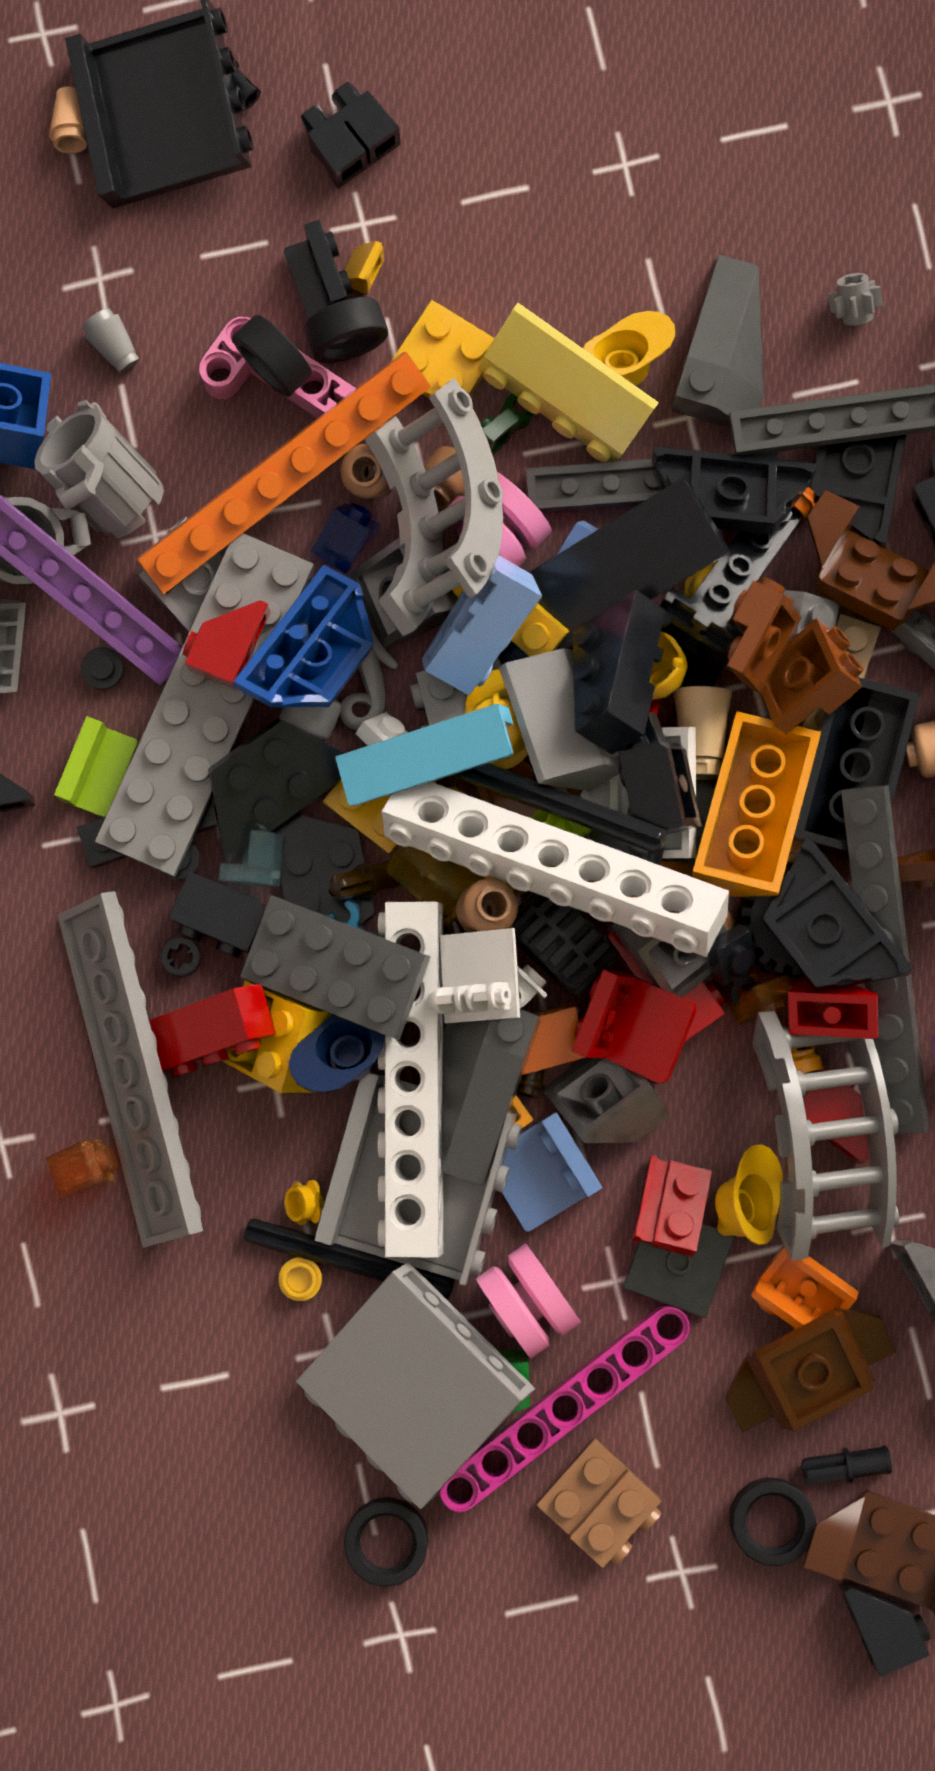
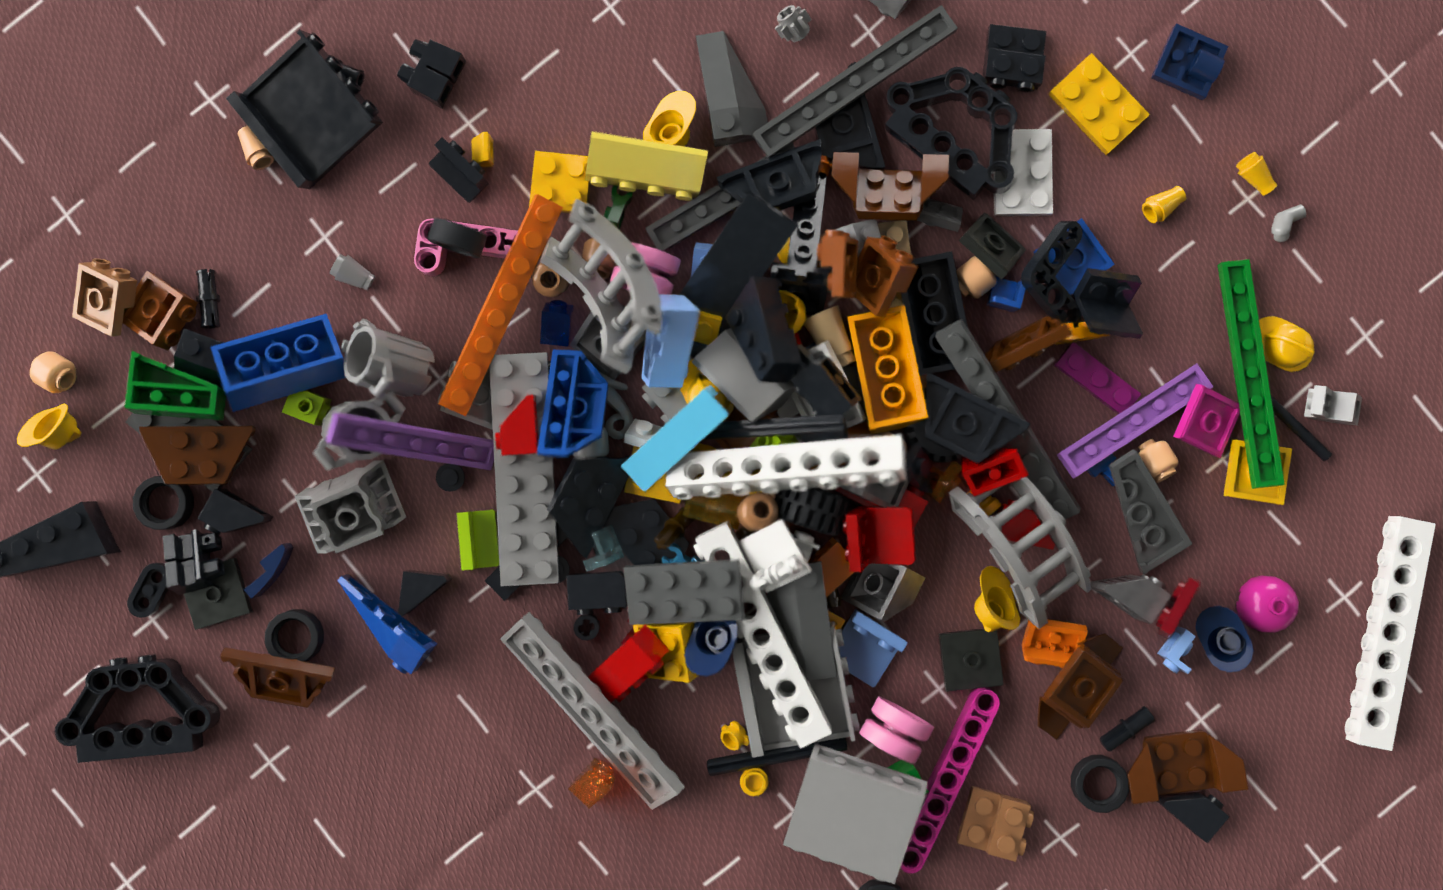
camera: 30 degrees left, 5 degrees up
(346, 330) = (493, 196): black tyre -> none
(672, 1206) = (952, 629): plate -> none

